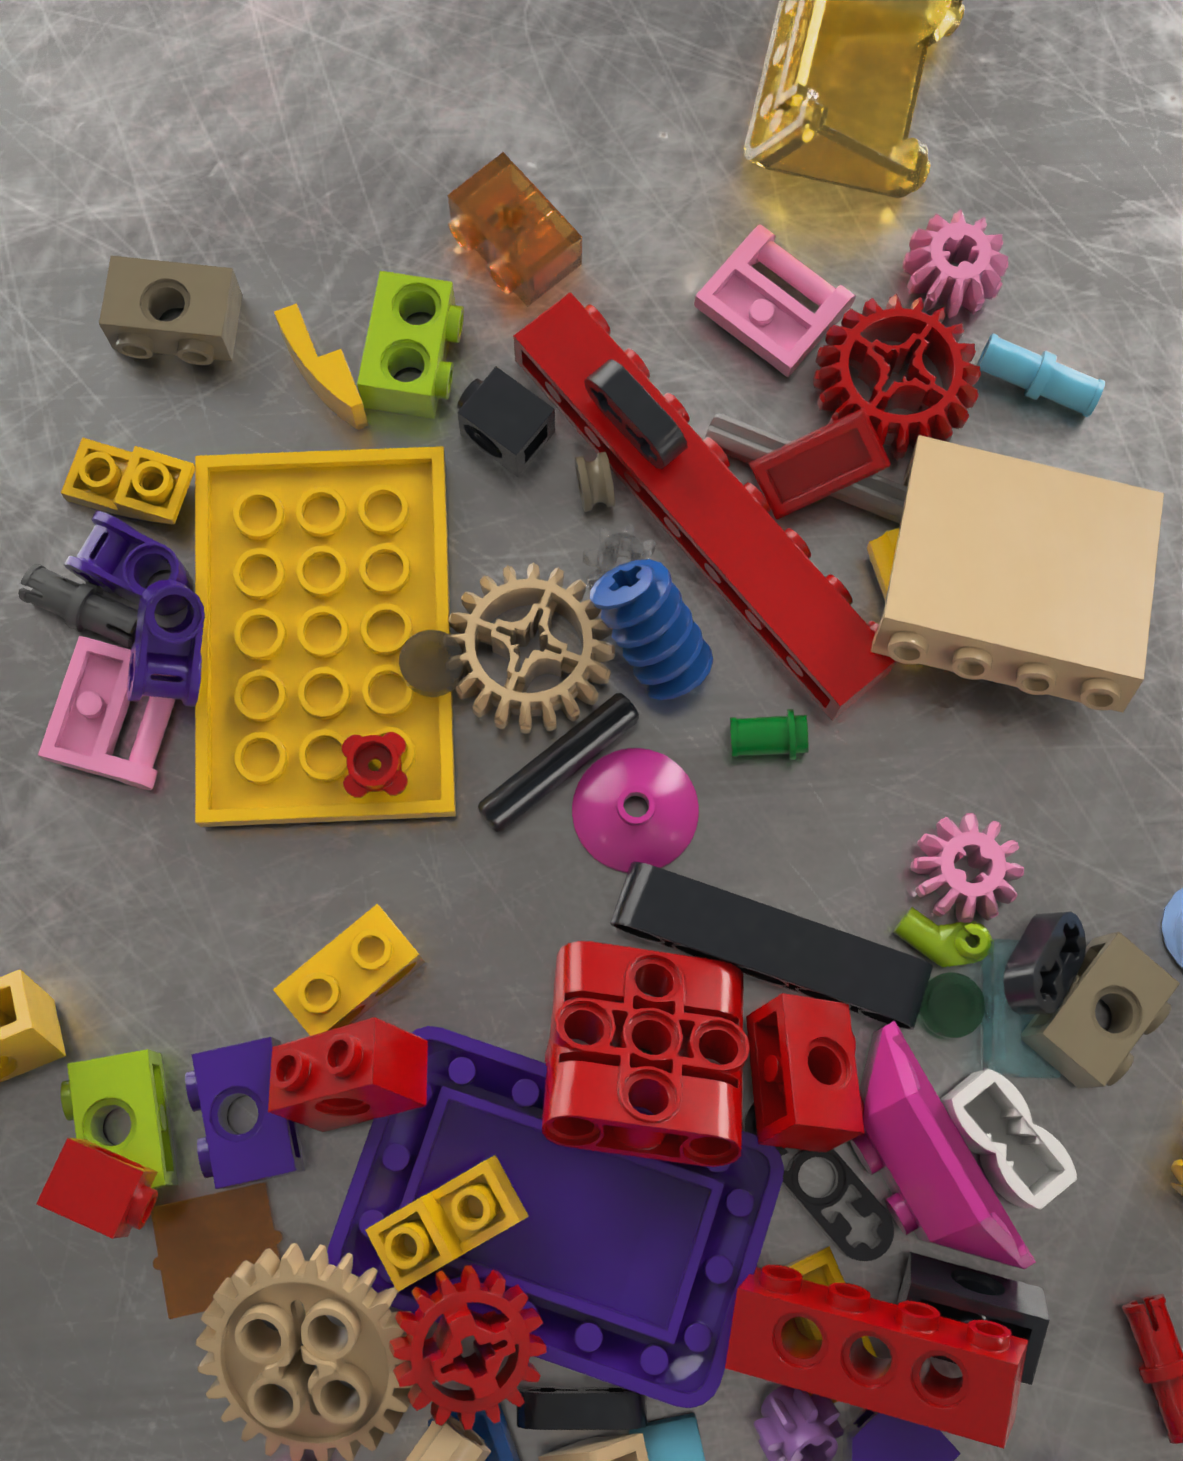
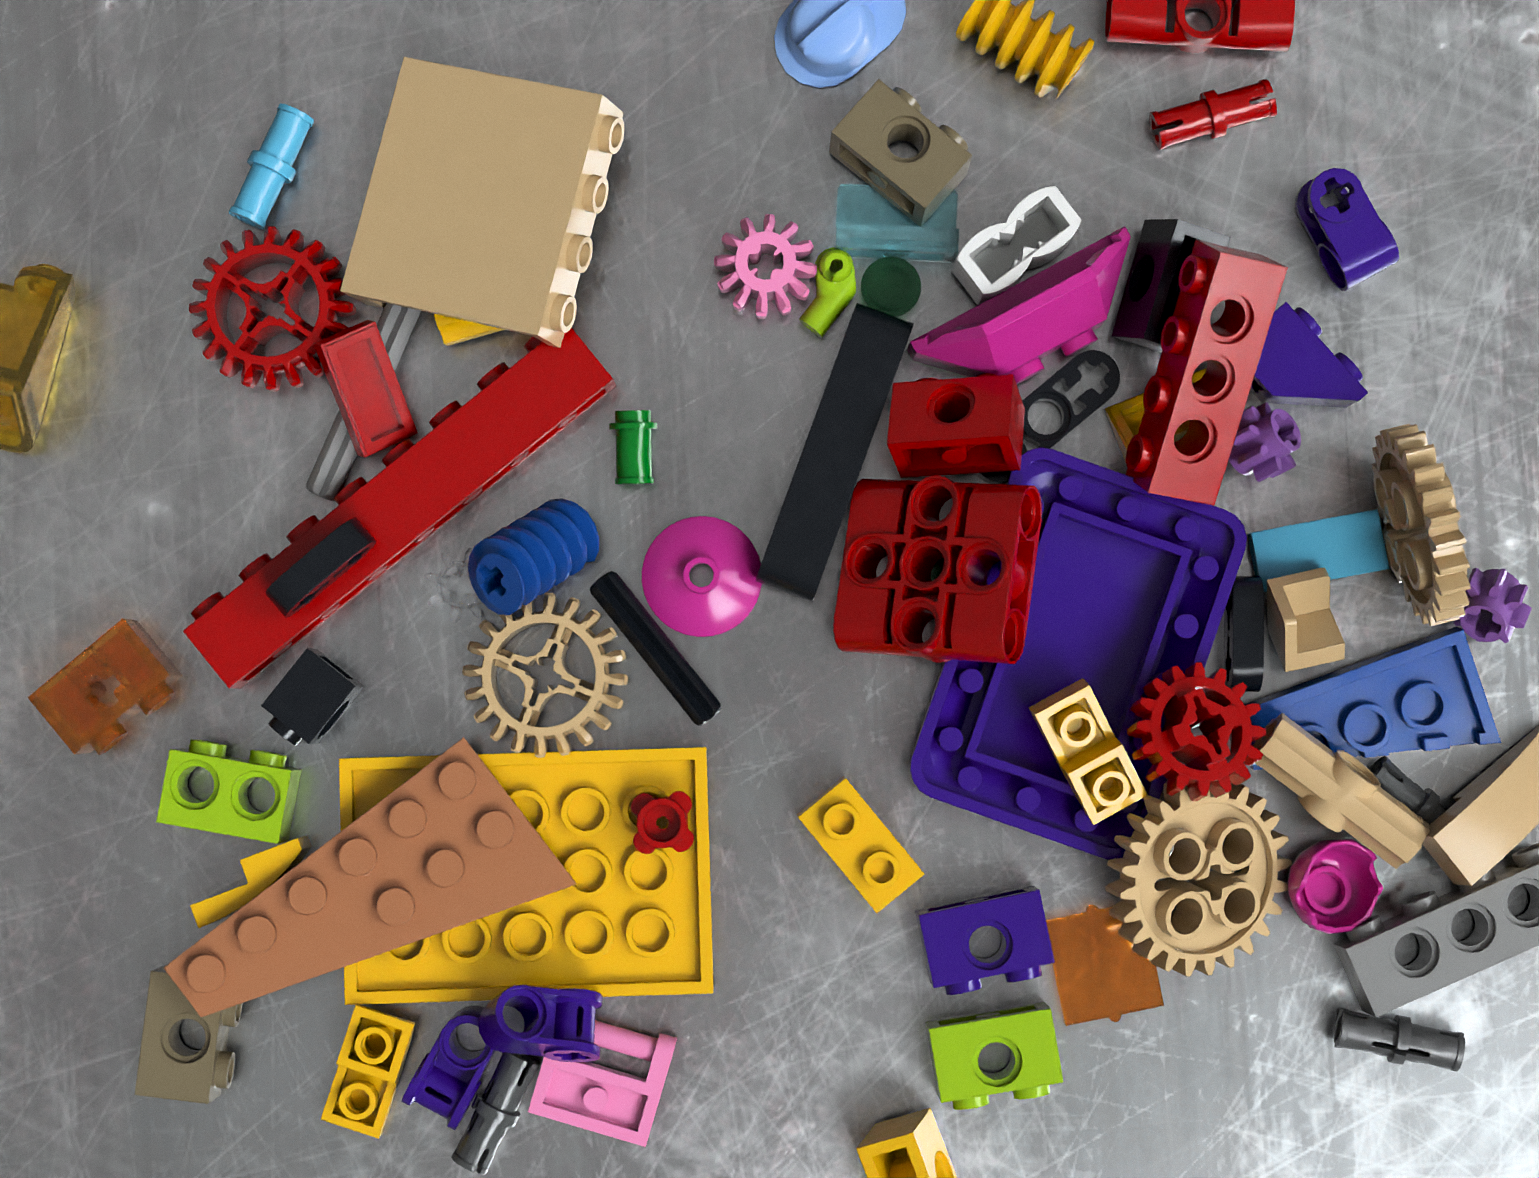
camera: 90 degrees left, 10 degrees up
(99, 1189) = (1057, 1063): red brick -> none
(329, 509) = (406, 869): none -> nougat wing
(348, 1075) = (956, 841): red brick -> none
(426, 664) = (565, 773): clear smoke tile -> none
(595, 481) = (376, 609): dark tan bush -> none
(765, 314) = (200, 438): bright pink plate -> none
(958, 242) = (164, 224): bright pink gear -> none
(1044, 963) = (858, 200): black beam -> none

